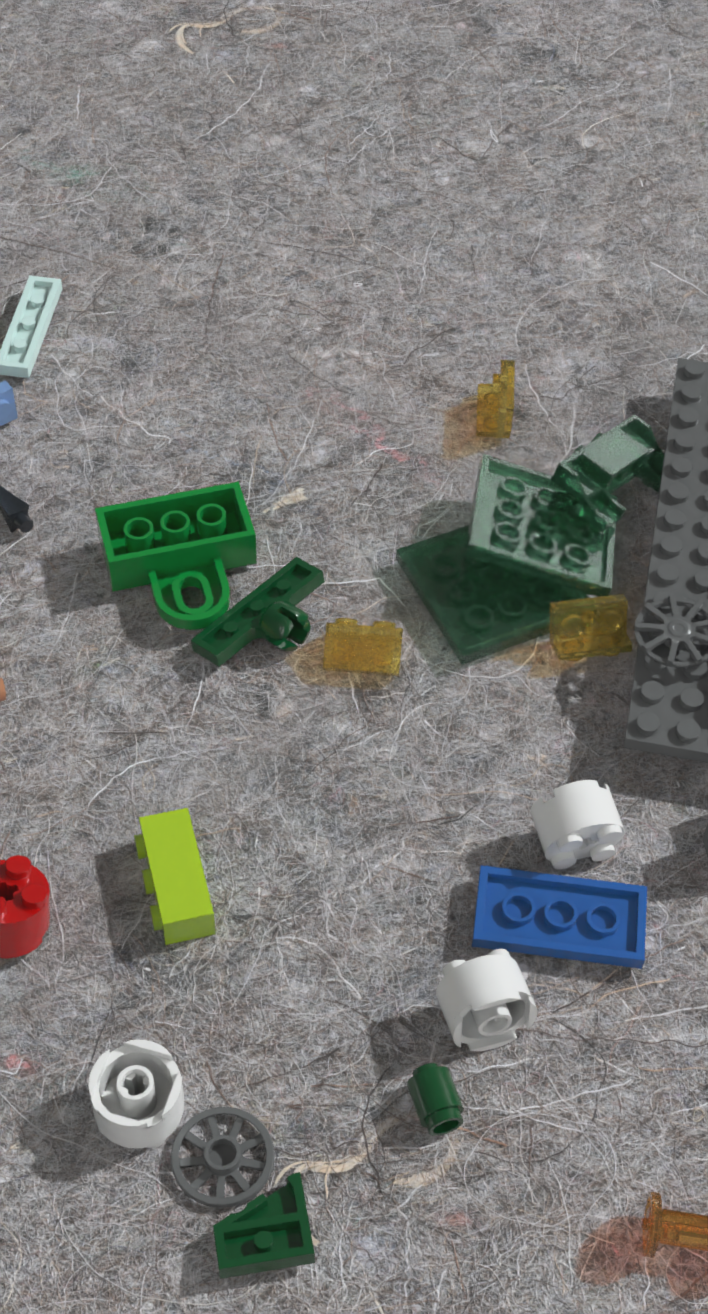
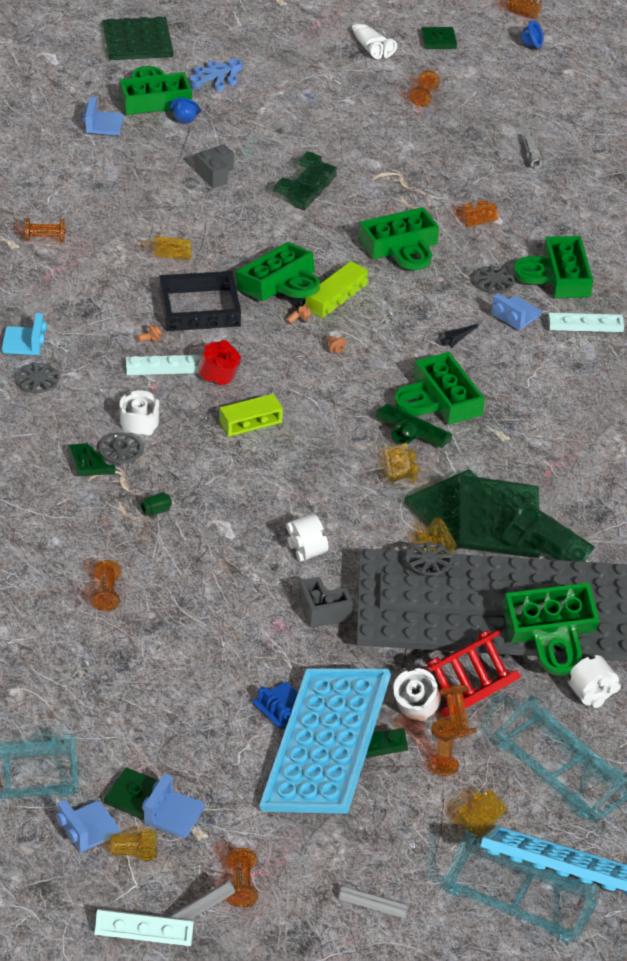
camera: 80 degrees right, 10 degrees down
(485, 1000) = (203, 510): white brick -> none
(496, 403) = (594, 501): clear yellow bracket -> none
(561, 917) = (259, 542): blue plate -> none

